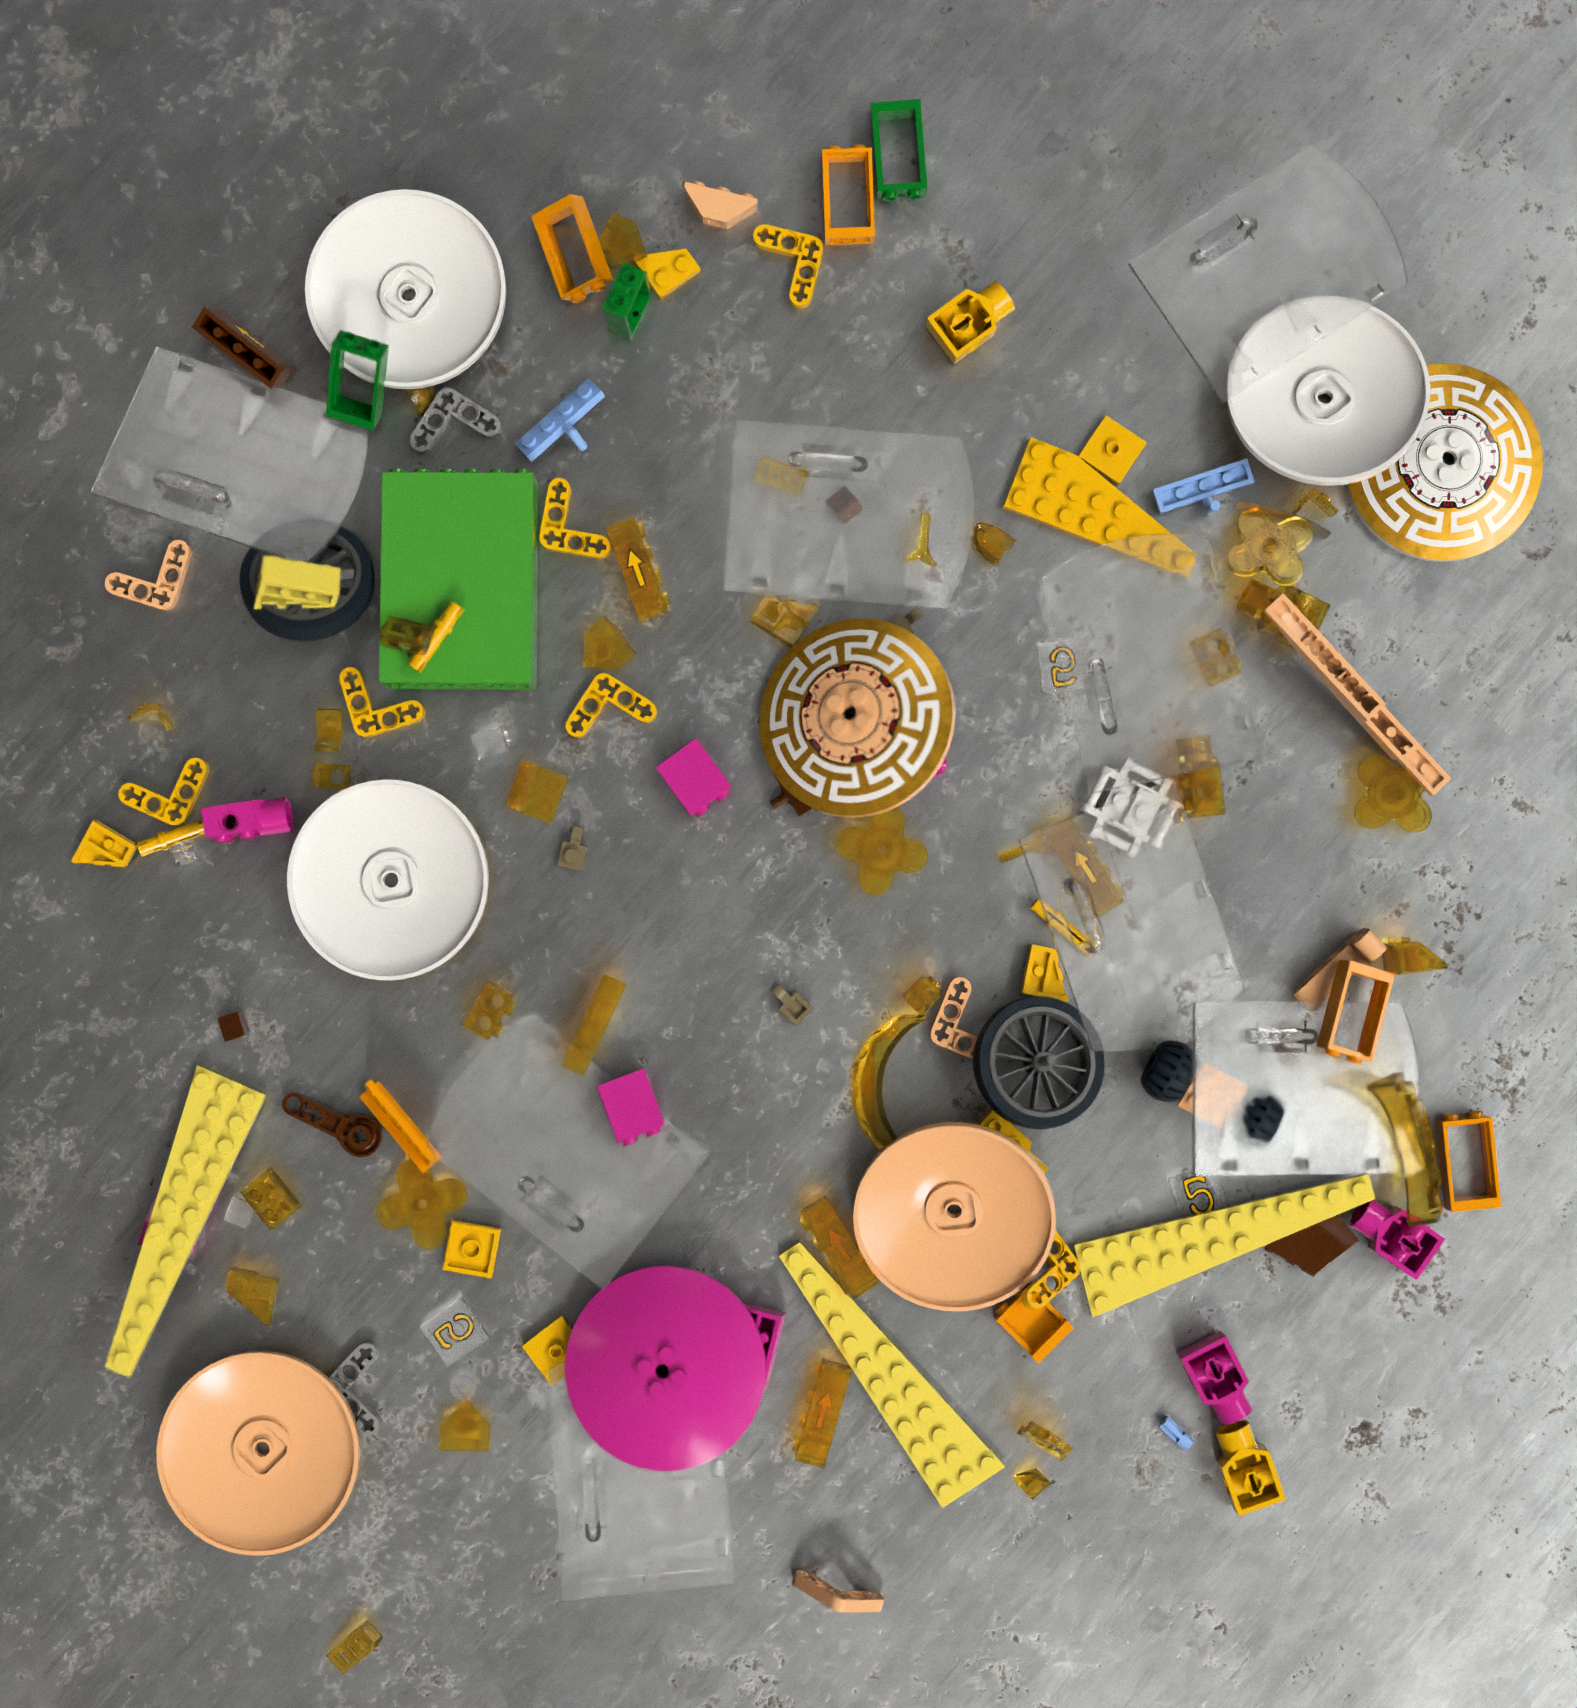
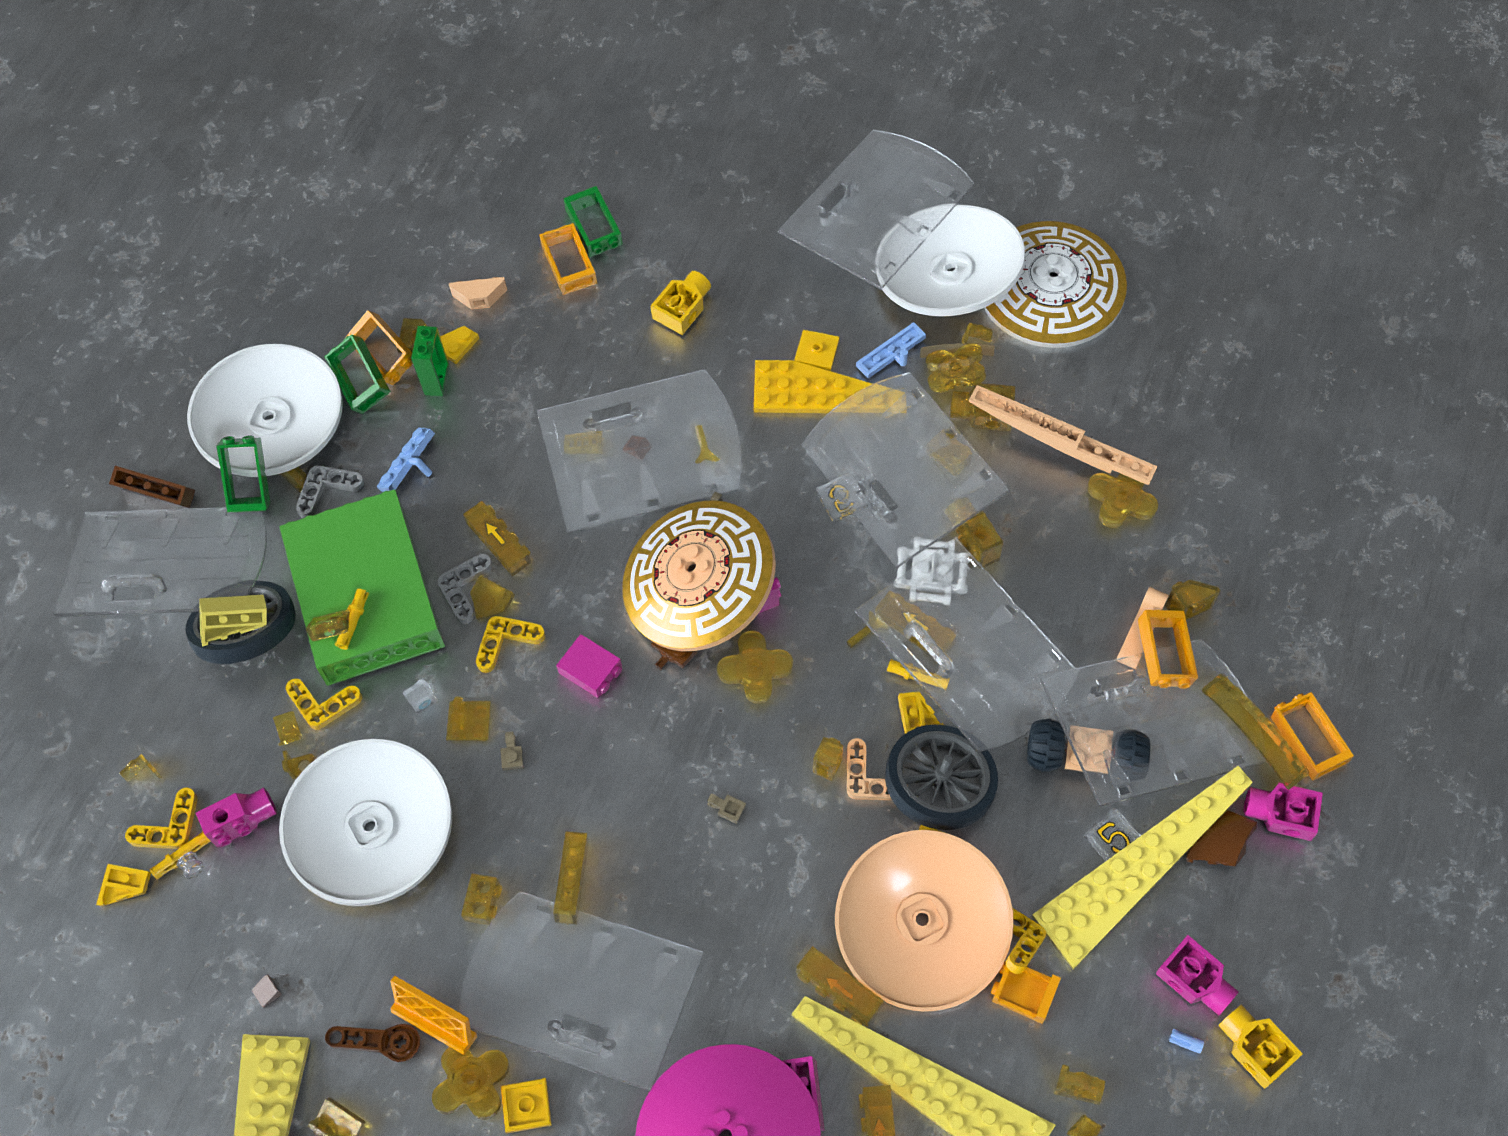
camera: 15 degrees left, 25 degrees down
(162, 585) = (126, 674): light nougat beam -> none
(514, 280) = (371, 395): none -> green window
(558, 526) = (427, 531): yellow beam -> none
(569, 616) = (455, 587): none -> light grey beam
(631, 1107) = (623, 932): dark pink brick -> none
(784, 619) = (619, 535): clear yellow slope -> none
(798, 251) = (546, 303): yellow beam -> none
(869, 1074) = (811, 844): clear yellow windscreen -> none
(991, 542) = (754, 434): clear yellow brick -> none

